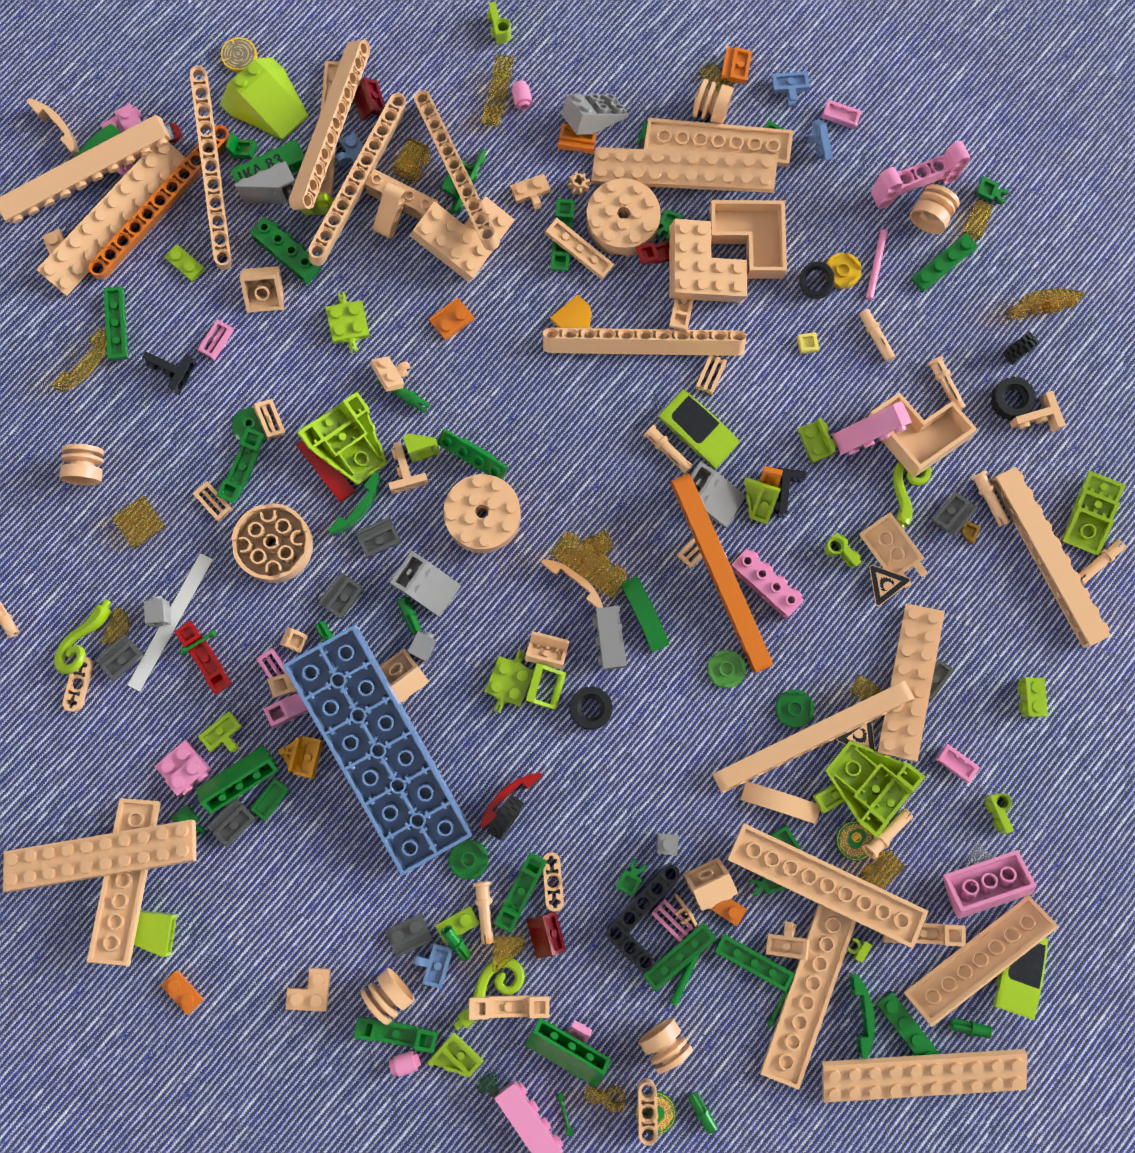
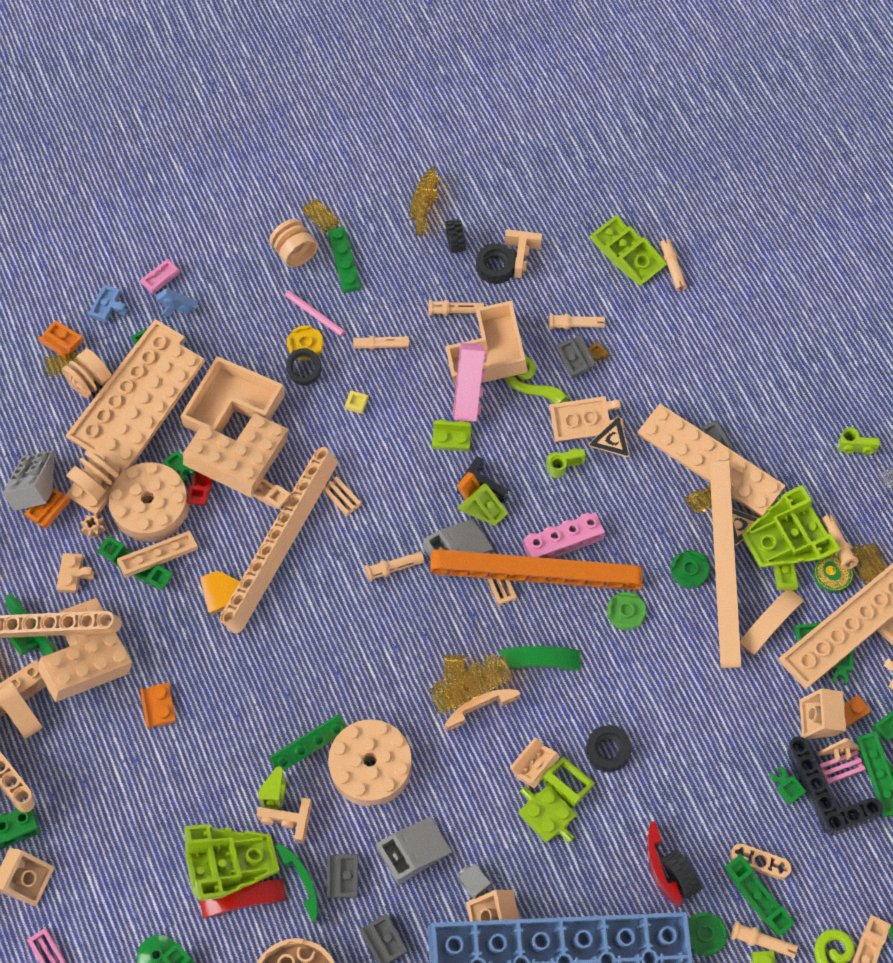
camera: 60 degrees left, 15 degrees down
(274, 433) = (162, 936): light nougat tile -> none
(347, 322) = (104, 807): lime plate -> none
(389, 374) = (182, 789): light nougat plate -> none
(409, 615) = (436, 881): green axle -> none
(411, 398) = (208, 785): green pin -> none
(505, 949) = (808, 936): clear yellow slope -> none
(546, 935) = (810, 891): dark red panel -> none
(609, 638) = (550, 699): light grey wedge -> none
(617, 156) = (92, 475): none -> light nougat wheel
(641, 138) = (79, 450): green piece -> none
(667, 844) = (769, 737): light grey brick -> none
(699, 428) = (388, 529): lime slope -> none
(948, 166) = (261, 219): bright pink beam -> none
(957, 763) = (799, 457): bright pink plate -> none
(988, 190) = (298, 196): green plate -> none
(1033, 697) = (767, 371): lime bracket -> none
(1050, 558) = (651, 300): light nougat brick -> none

